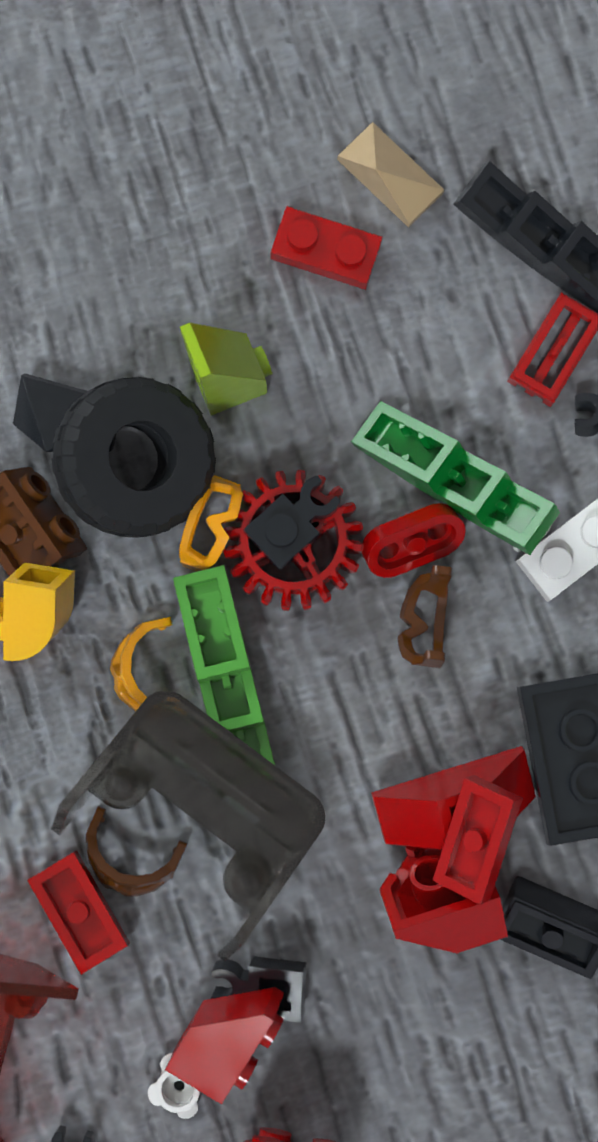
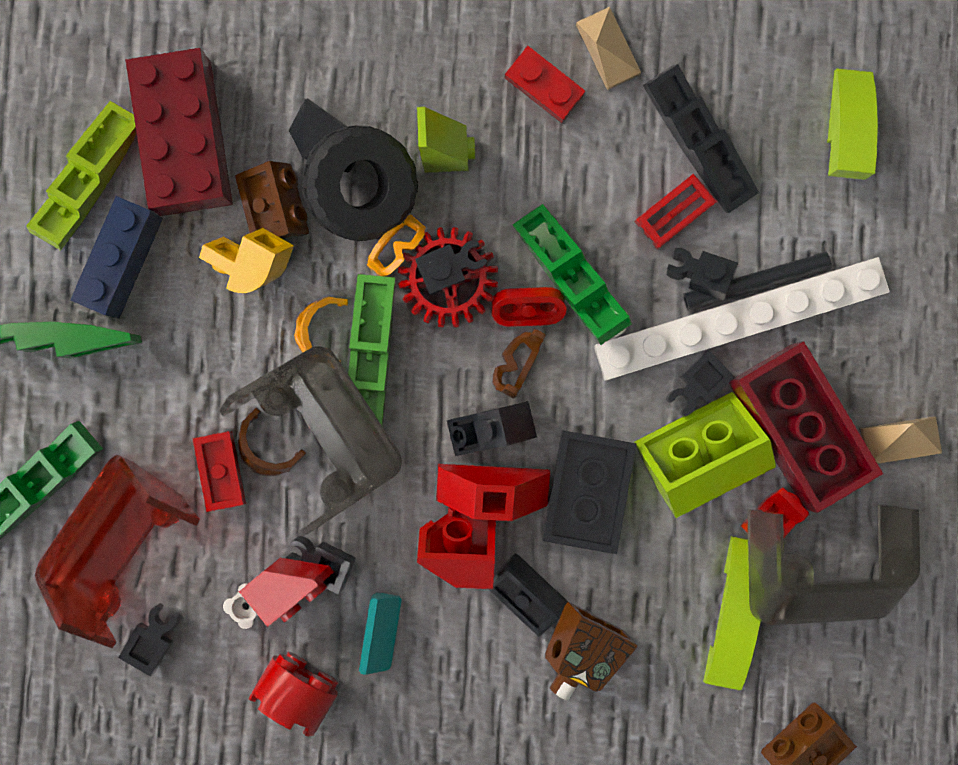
camera: 25 degrees right, 5 degrees up
(377, 1055) = (380, 633): none -> teal slope
(425, 720) = (492, 429): none -> black slope
(477, 839) = (493, 518): red plate -> none

